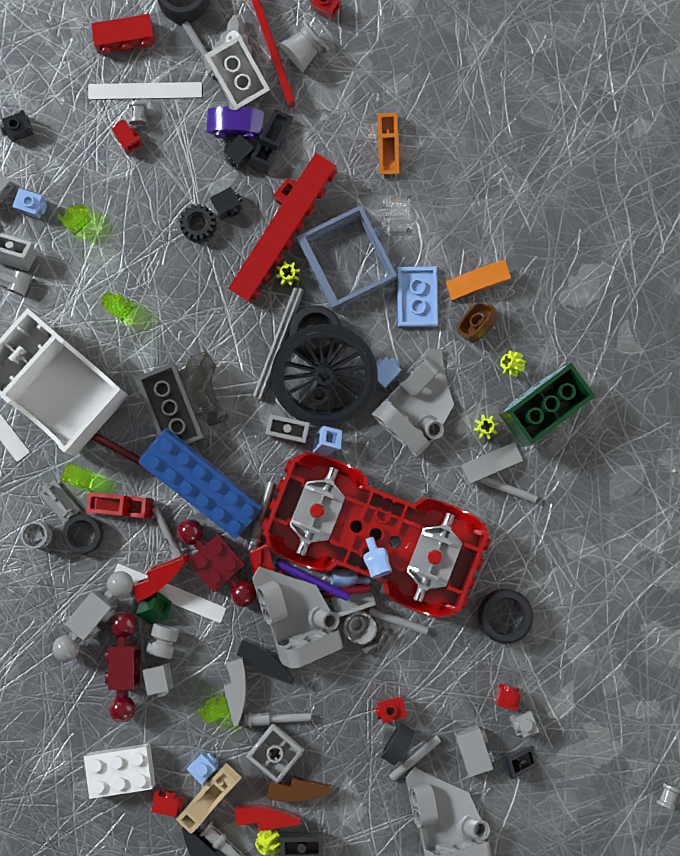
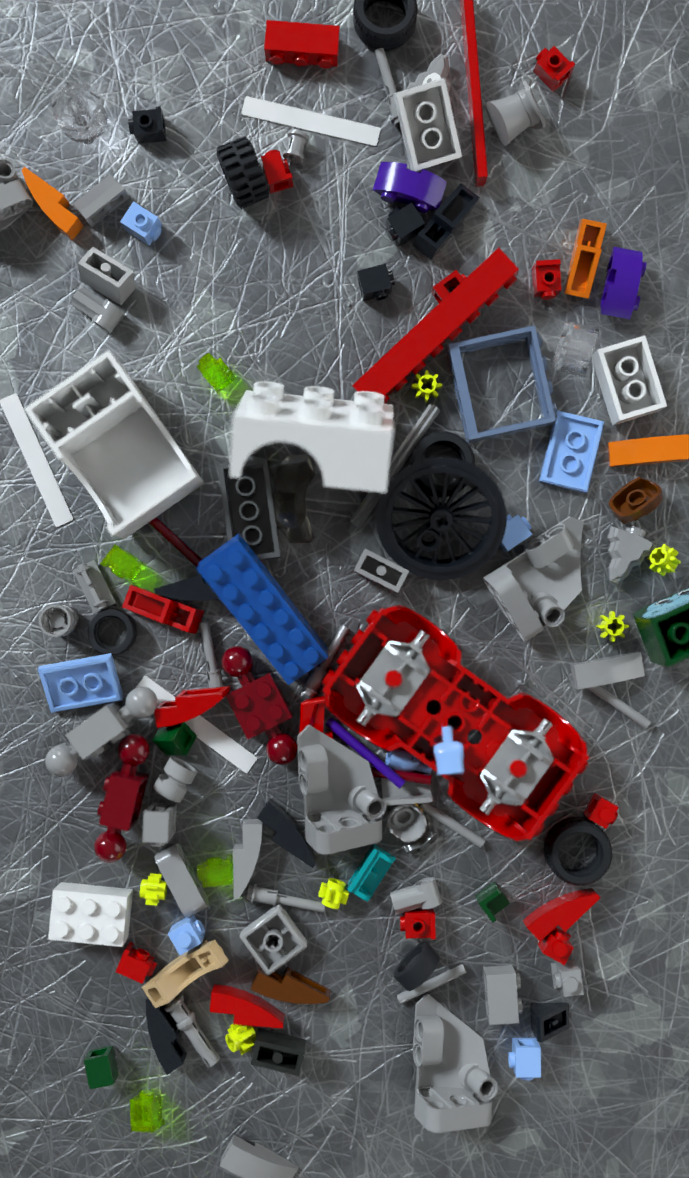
camera: 15 degrees right, 5 degrees up
(66, 582) = (80, 683): none -> light blue tile
(75, 218) = (192, 255): clear neon green brick -> none
(100, 144) = (243, 172): none -> black tyre
(137, 484) = (188, 589): none -> black slope
(166, 737) = (153, 889): none -> neon yellow gear
(188, 723) = (182, 880): none -> light grey beam
(197, 235) = (326, 286): black tyre -> none
(231, 330) = (343, 435): none -> white piece
(315, 702) = (333, 893): none -> neon yellow gear
(327, 441) = (423, 596): light blue brick -> none
(342, 677) = (370, 872): none -> teal hinge
(360, 158) = (543, 269): none -> red brick
(387, 685) = (422, 895): none -> light grey piece
(422, 155) = (622, 283): none -> dark purple brick
(446, 229) = (628, 380): none -> white brick
(447, 675) = (492, 900): none -> dark green panel
(481, 363) = (627, 550): none -> light grey rock
(505, 670) = (560, 911): none -> red slope
(507, 799) = (525, 1058): none -> light blue brick
(516, 578) = (601, 811): none -> red brick

